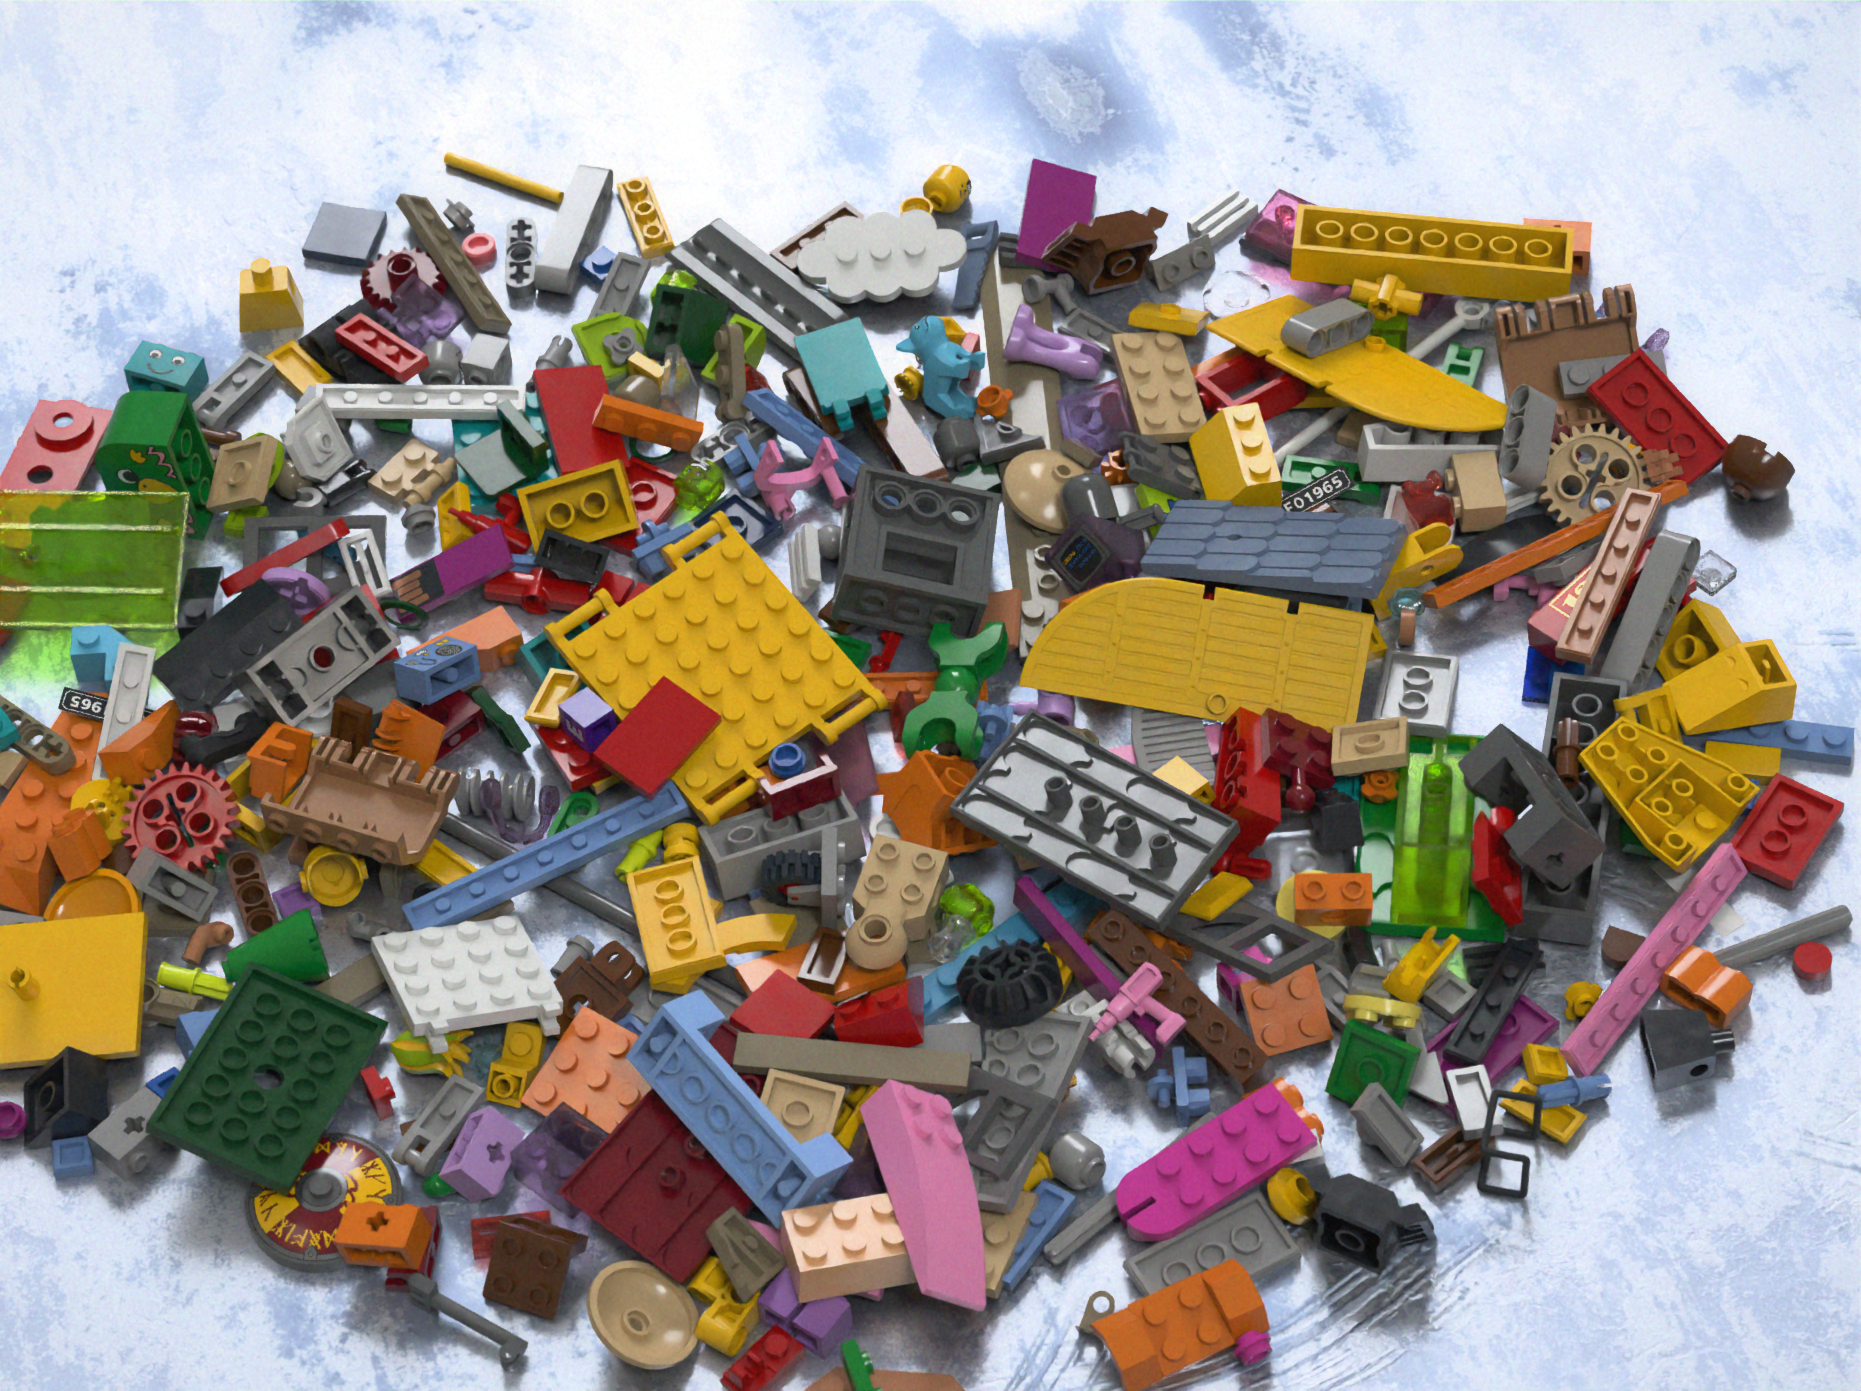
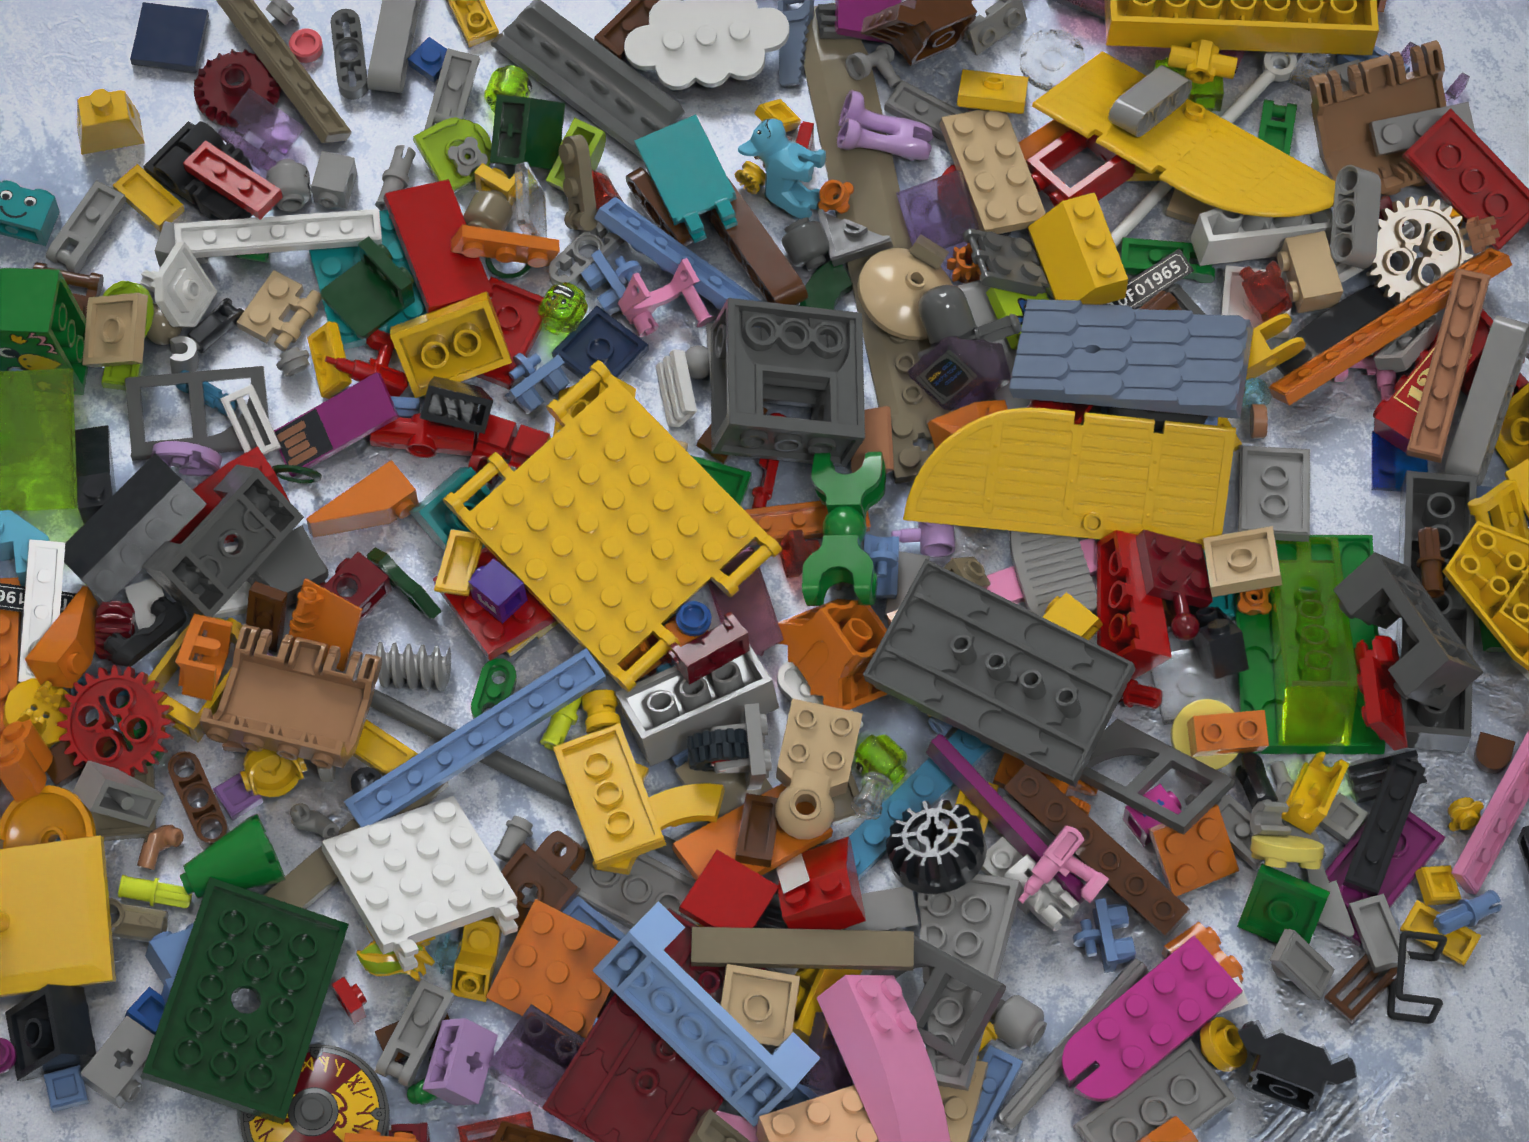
camera: 10 degrees left, 15 degrees up
(285, 556) = (171, 420): red beam -> none
(437, 670) = (342, 542): medium blue brick -> none
(548, 806) = (415, 681): clear purple piece -> none
(657, 737) = (569, 609): red tile -> none
(1216, 896) = (1119, 730): yellow tile -> none

